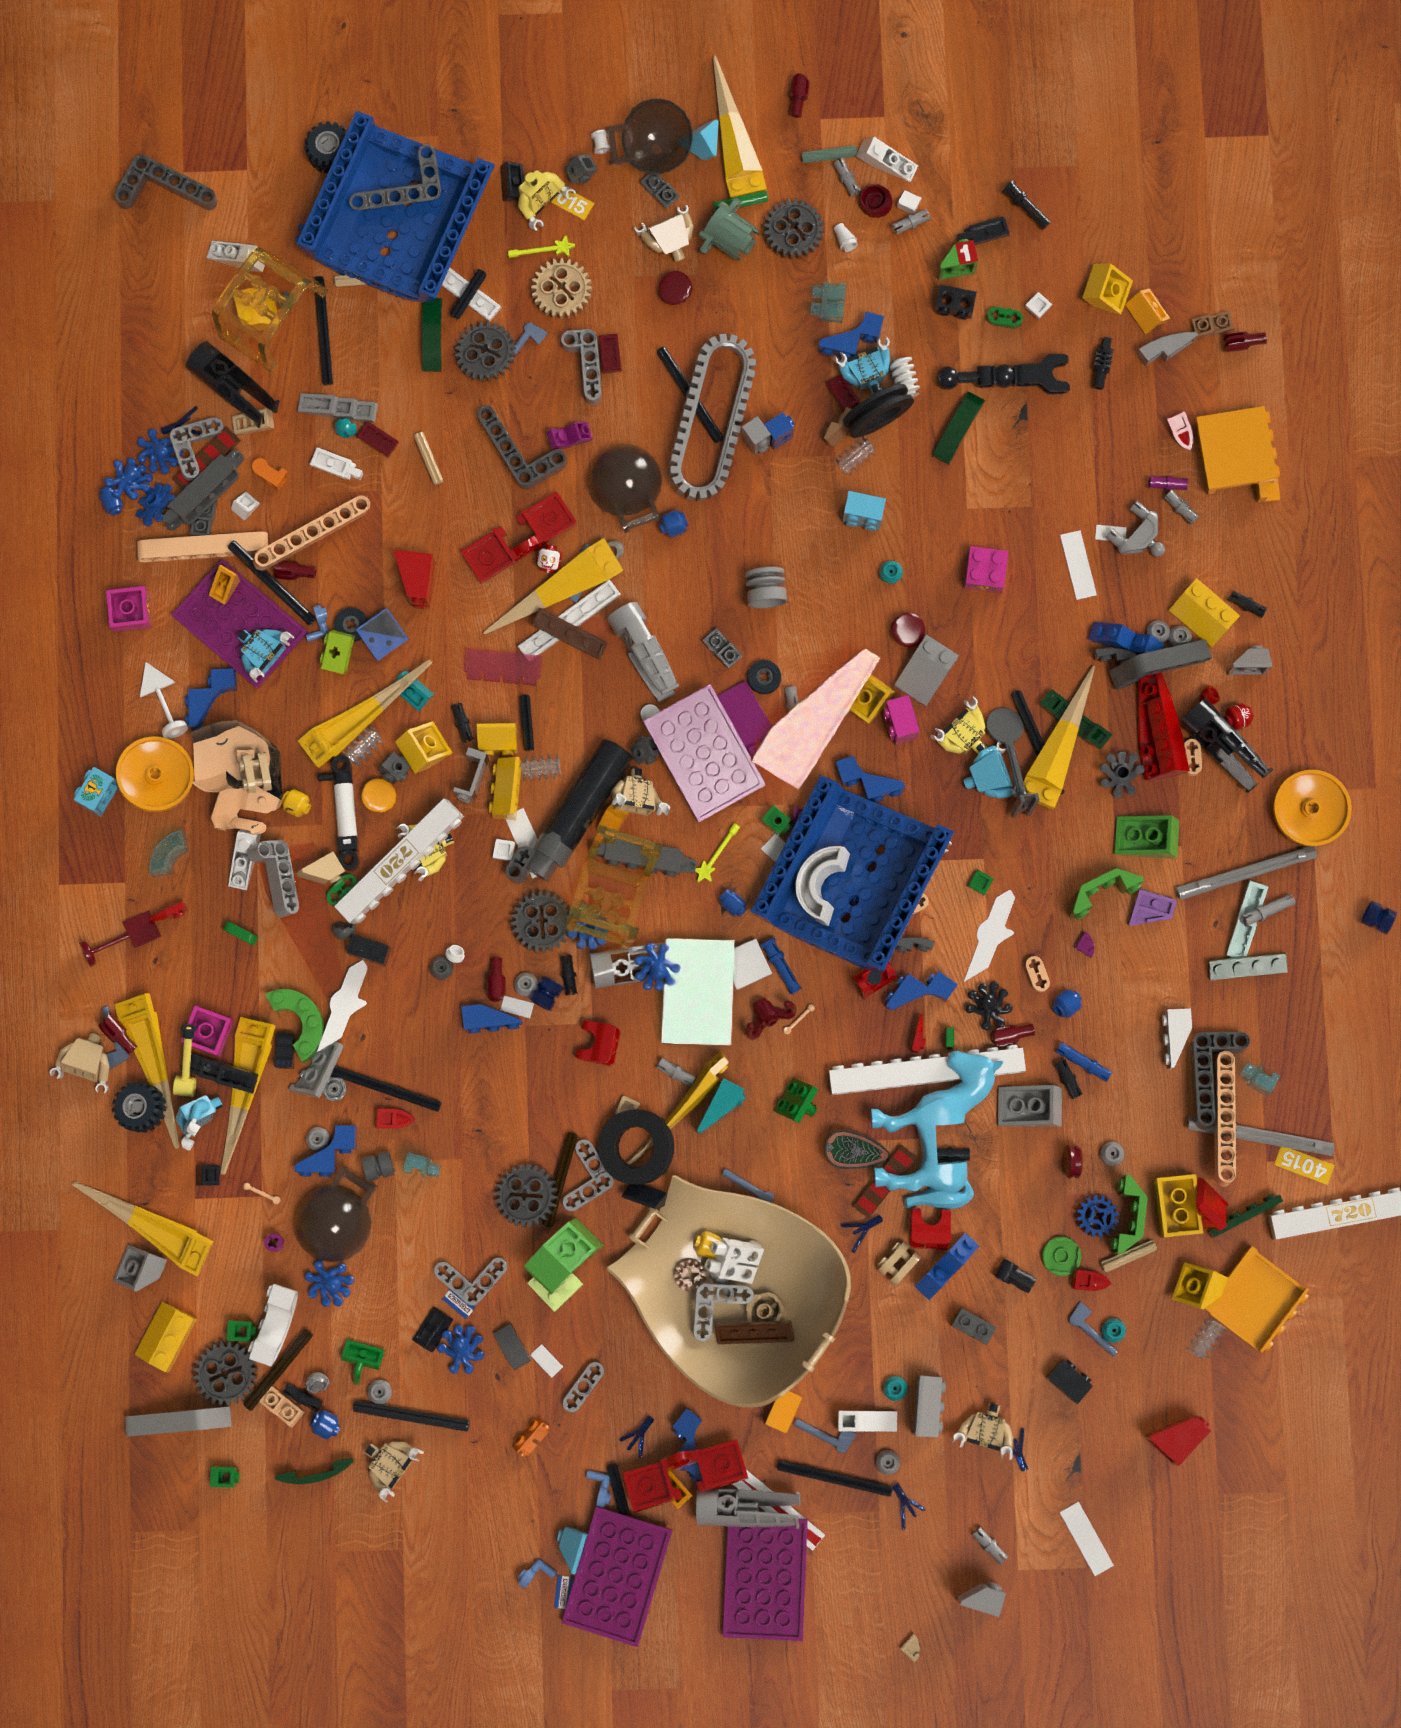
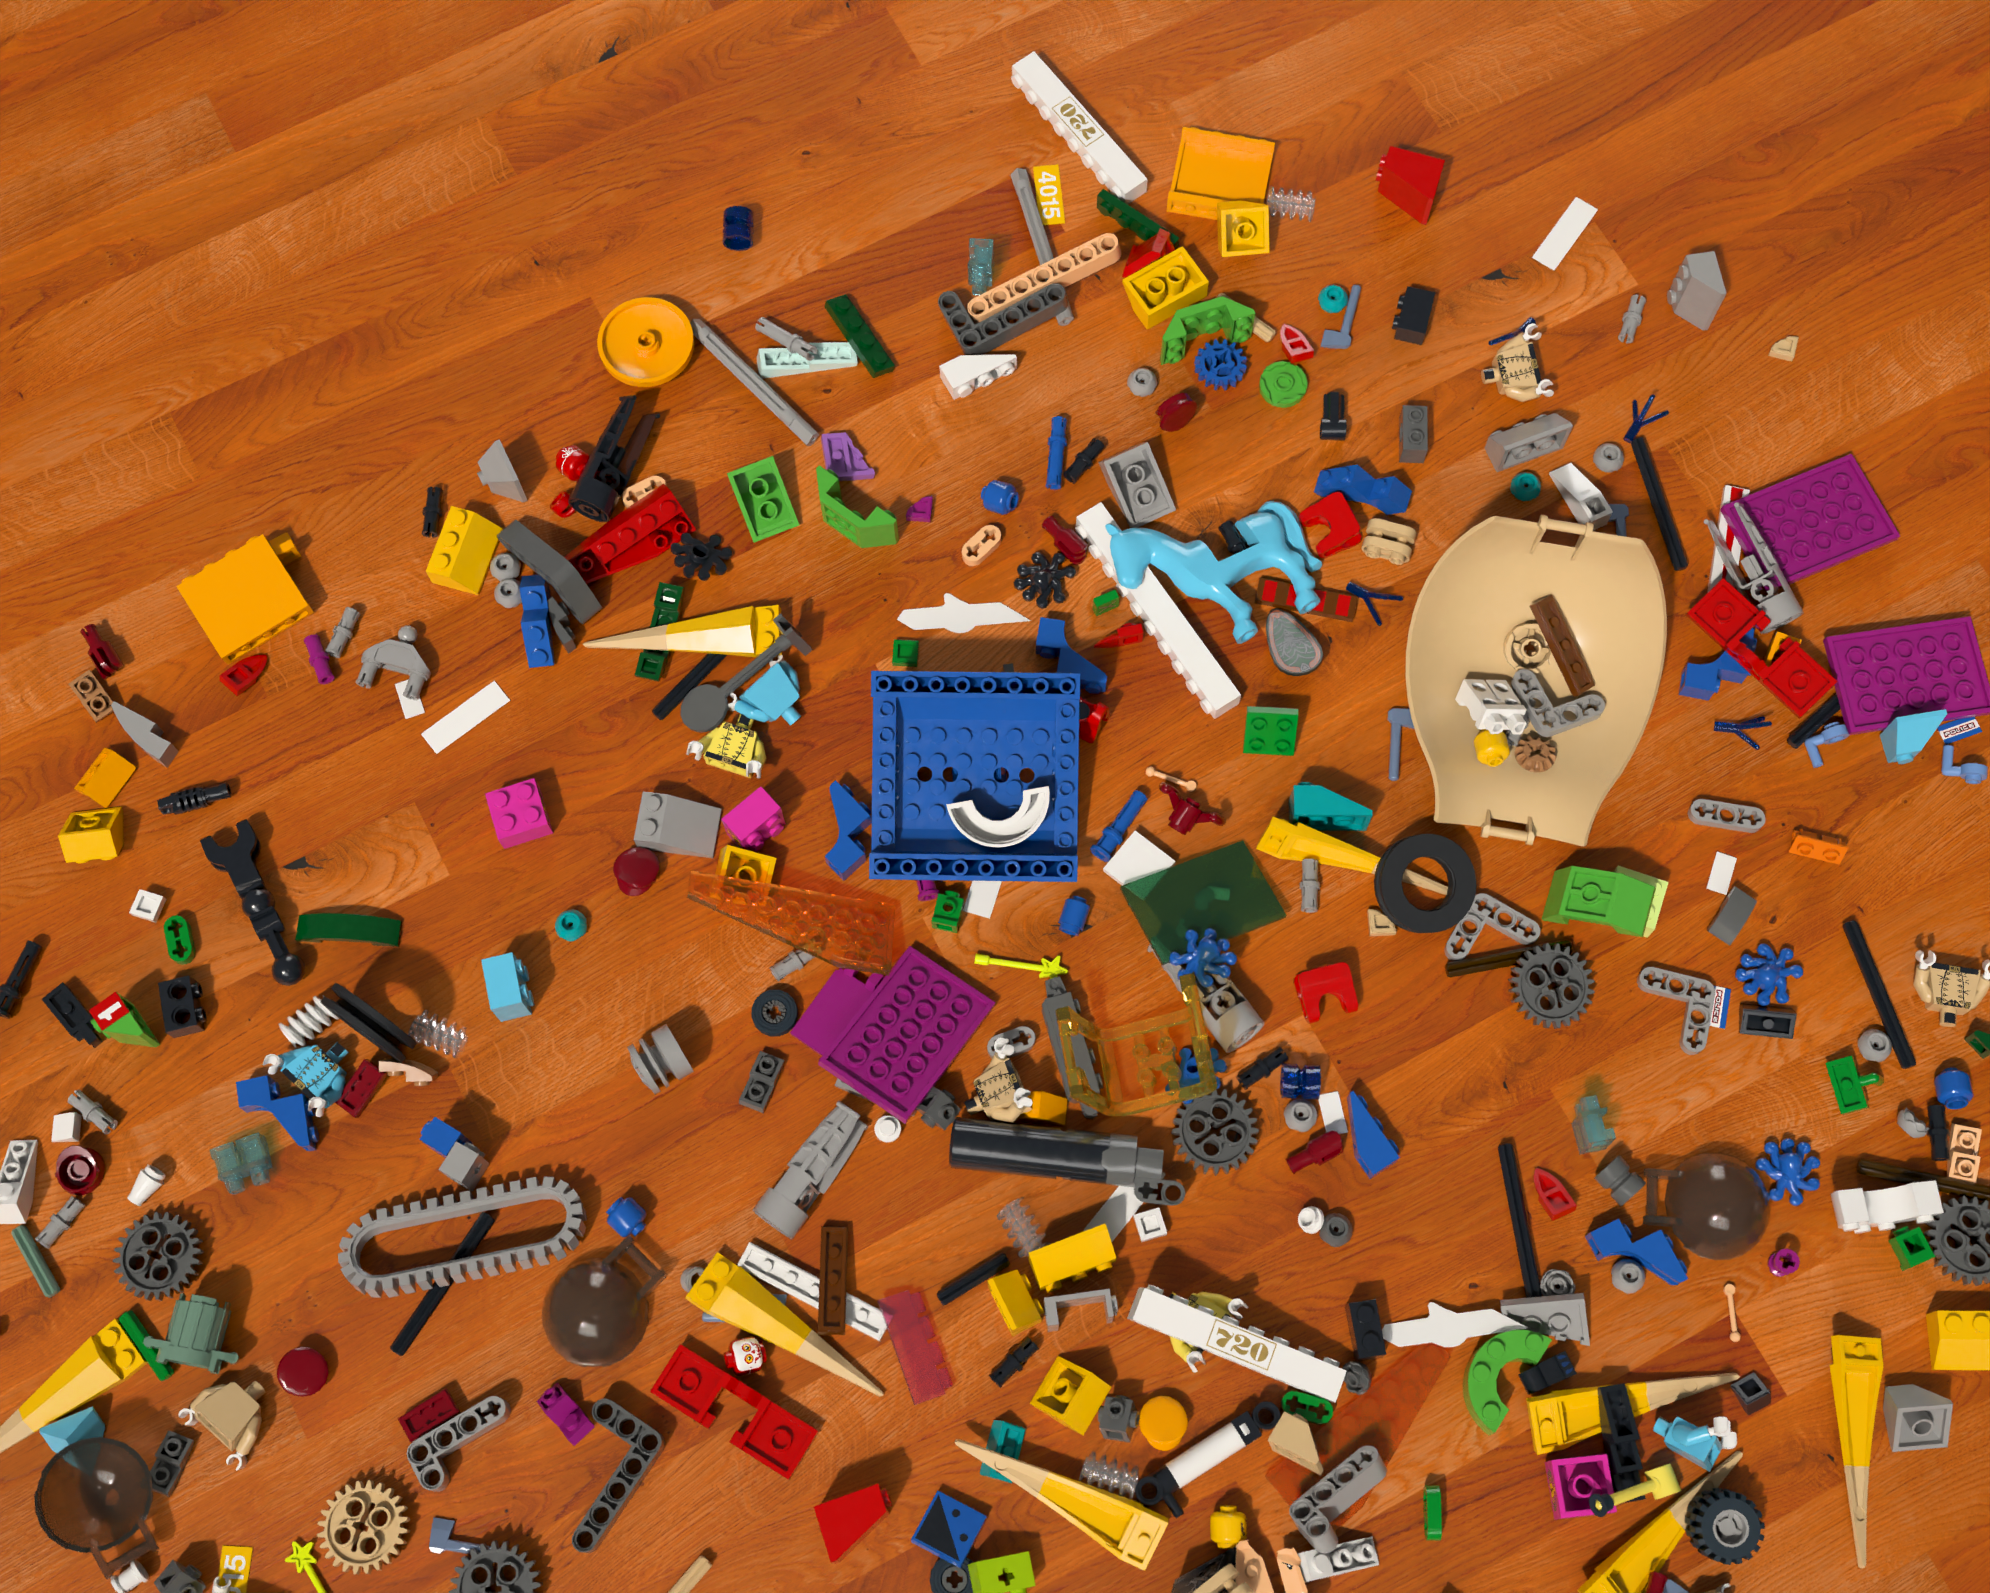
camera: 115 degrees left, 10 degrees down
(645, 1195) = (1475, 843): black slope -> none
(672, 822) = (1013, 1035): none -> light grey beam

